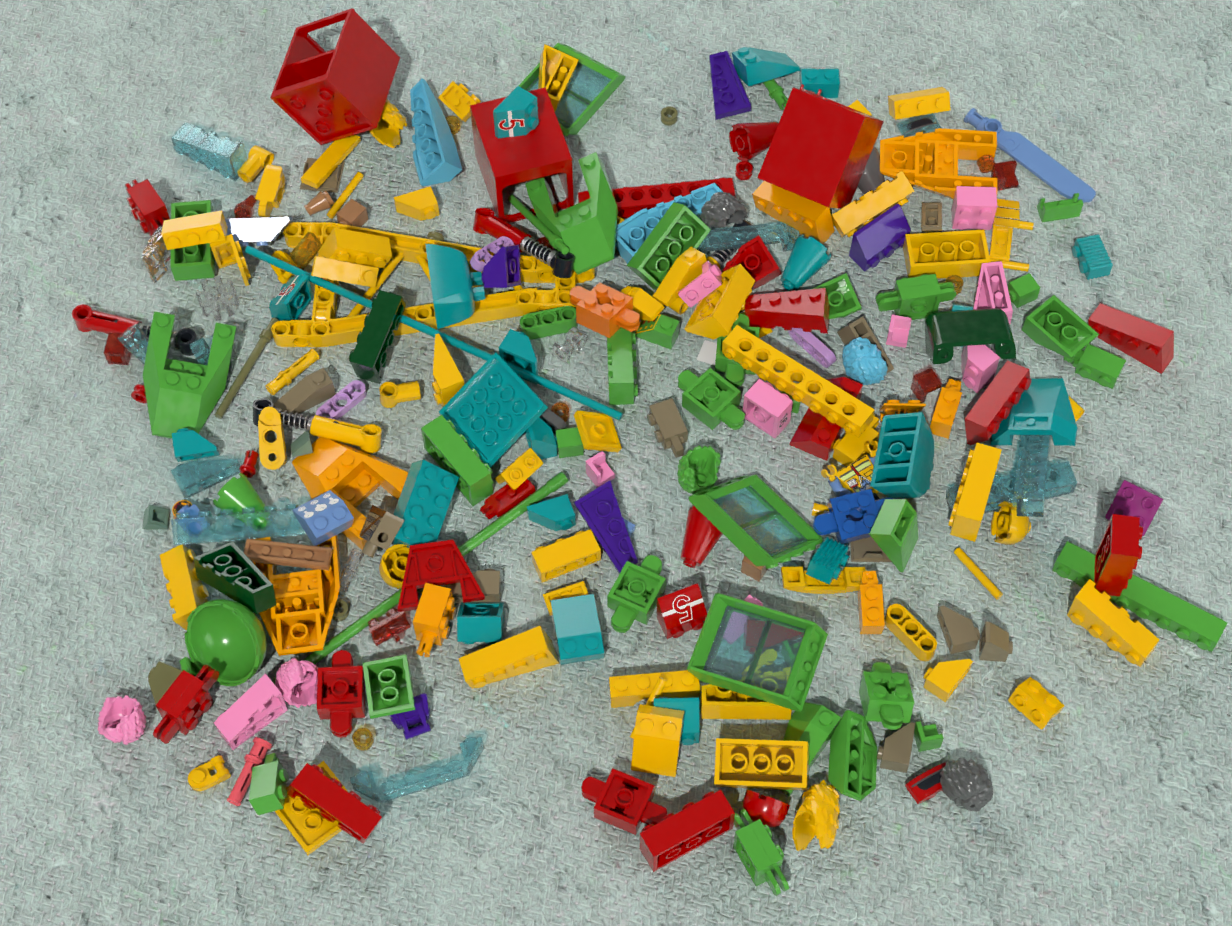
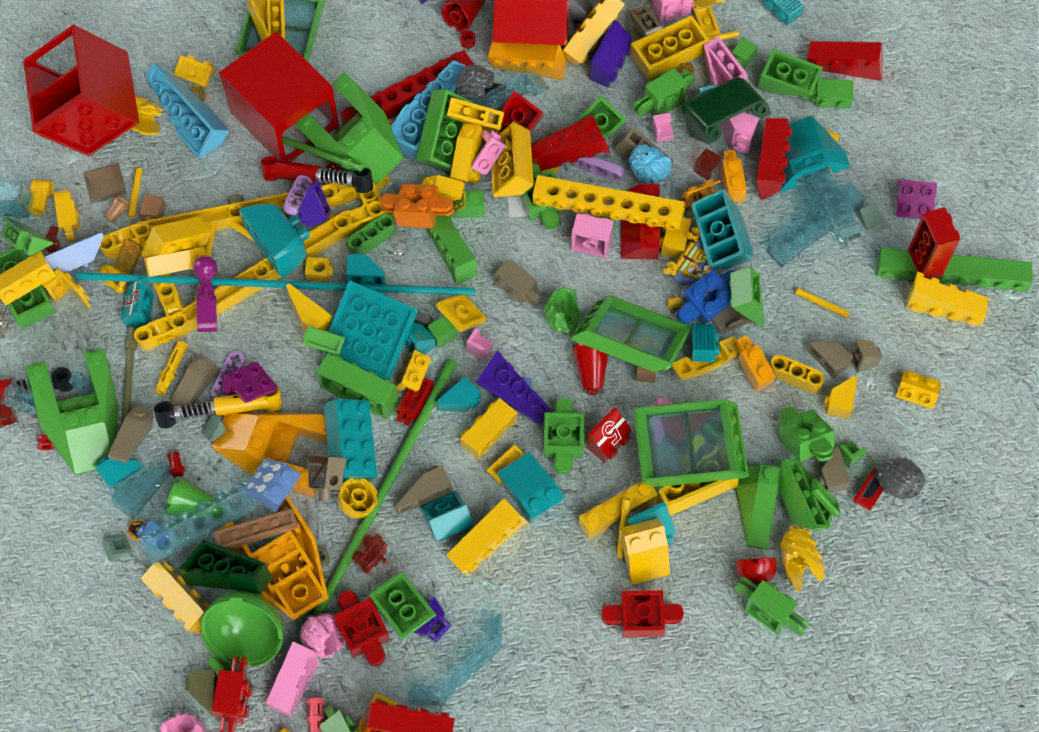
camera: 25 degrees left, 5 degrees up
(217, 193) = (22, 237): none -> bright green wedge
(222, 416) = (131, 434): none -> dark tan slope
(270, 421) = (177, 420): yellow piece -> none
(329, 161) = (106, 168): yellow tile -> none
(352, 322) = (206, 268): none -> magenta beam
(354, 413) = (248, 382): none -> magenta bracket
(356, 737) = (404, 658): clear yellow bush -> none
(377, 336) = (233, 306): dark green wedge -> none
(399, 393) = (276, 347): yellow piece -> none
(418, 204) = (205, 176): yellow slope -> none
(433, 617) = (407, 529): light orange brick -> none
(438, 565) = (389, 484): red wing -> none
(444, 401) = (323, 340): none -> bright green tile
(479, 328) = (316, 263): none -> yellow brick
(516, 114) = (268, 64): teal slope -> none
(564, 409) = (421, 303): clear orange bush -> none
(669, 120) = (381, 20): olive bush -> none
(686, 830) = (705, 614): red brick -> none
(705, 242) = (475, 114): none -> yellow slope
(719, 394) = (543, 238): bright green brick -> none
(761, 764) = (738, 533): yellow brick -> none
(804, 261) = (558, 97): teal cone -> none
(874, 769) = (825, 498): none -> bright green tile
(974, 491) = (795, 237): yellow brick -> none
(1008, 526) = (828, 252): yellow cylinder -> none
(1075, 506) = (870, 216): none -> sand green slope

